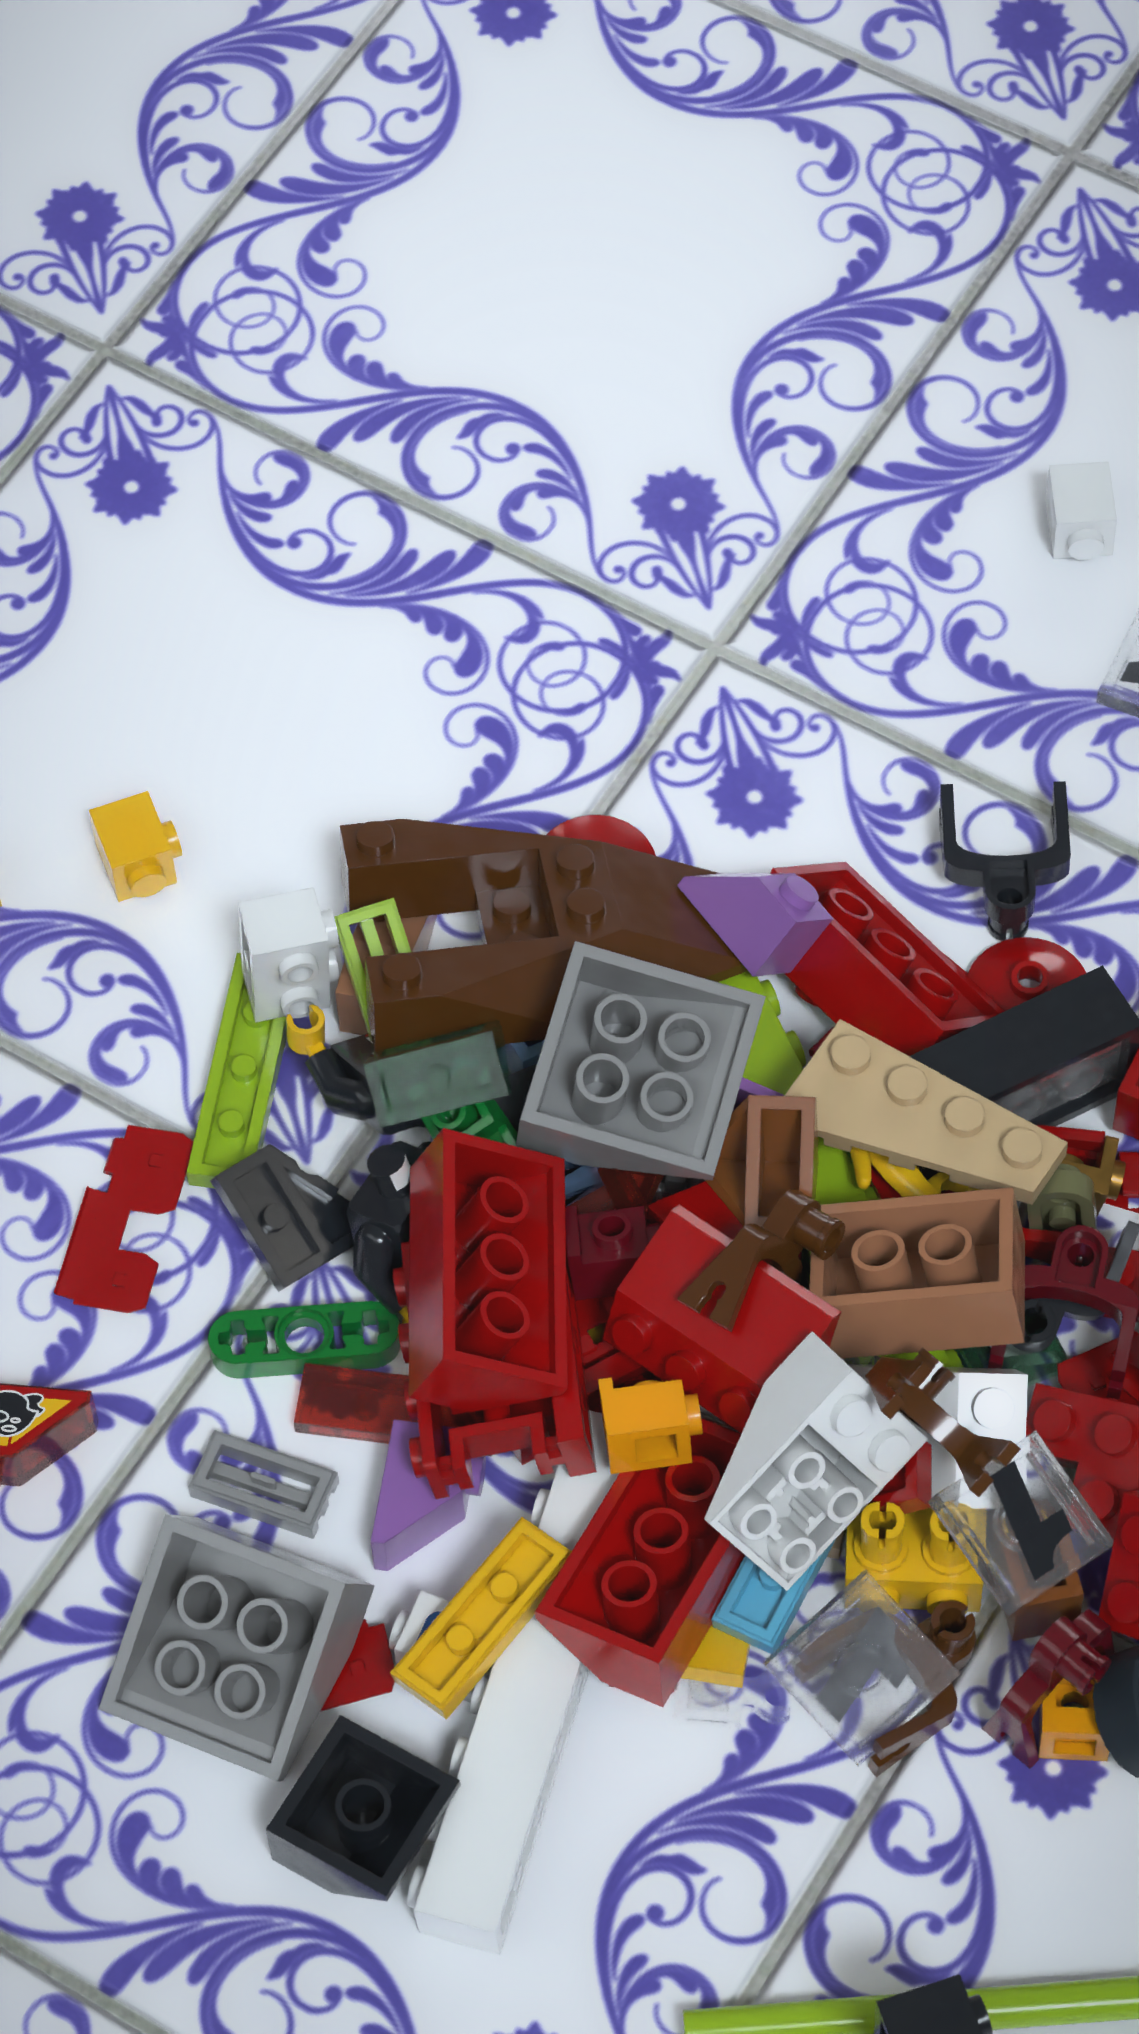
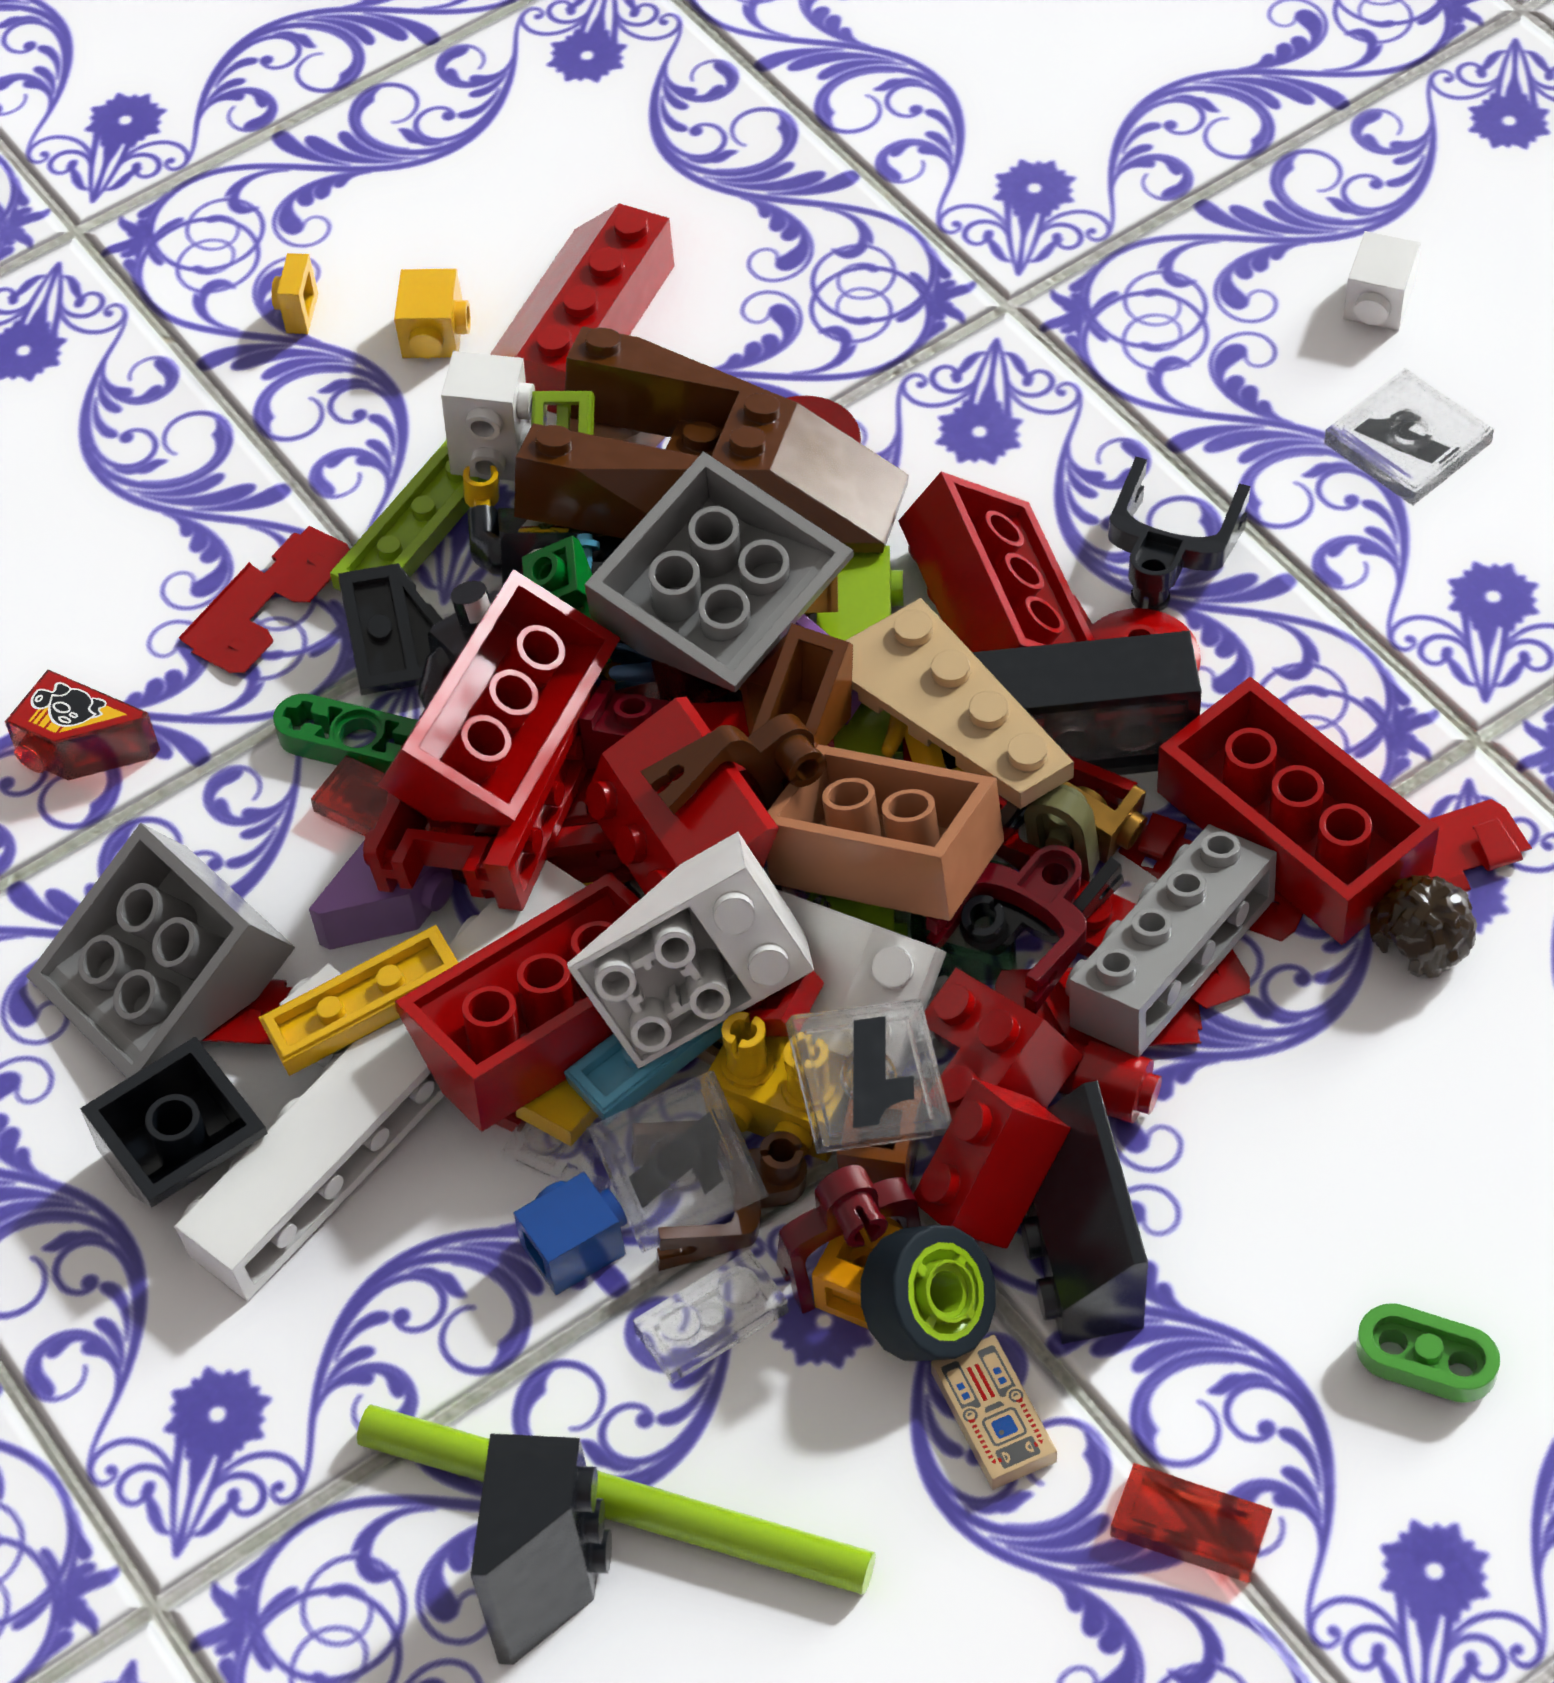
camera: 25 degrees right, 5 degrees down
(257, 1507) = (292, 871): light grey tile -> none
(283, 787) = (596, 281): none -> red slope
(438, 1073) = (545, 532): clear green tile -> none
(648, 1424) = (574, 878): light orange brick -> none
(760, 916) = (909, 508): medium lavender slope -> none
(784, 1770) = (571, 1231): none -> blue brick
(911, 1388) = (818, 931): reddish brown piece -> none
(951, 1803) = (710, 1316): none -> clear plate

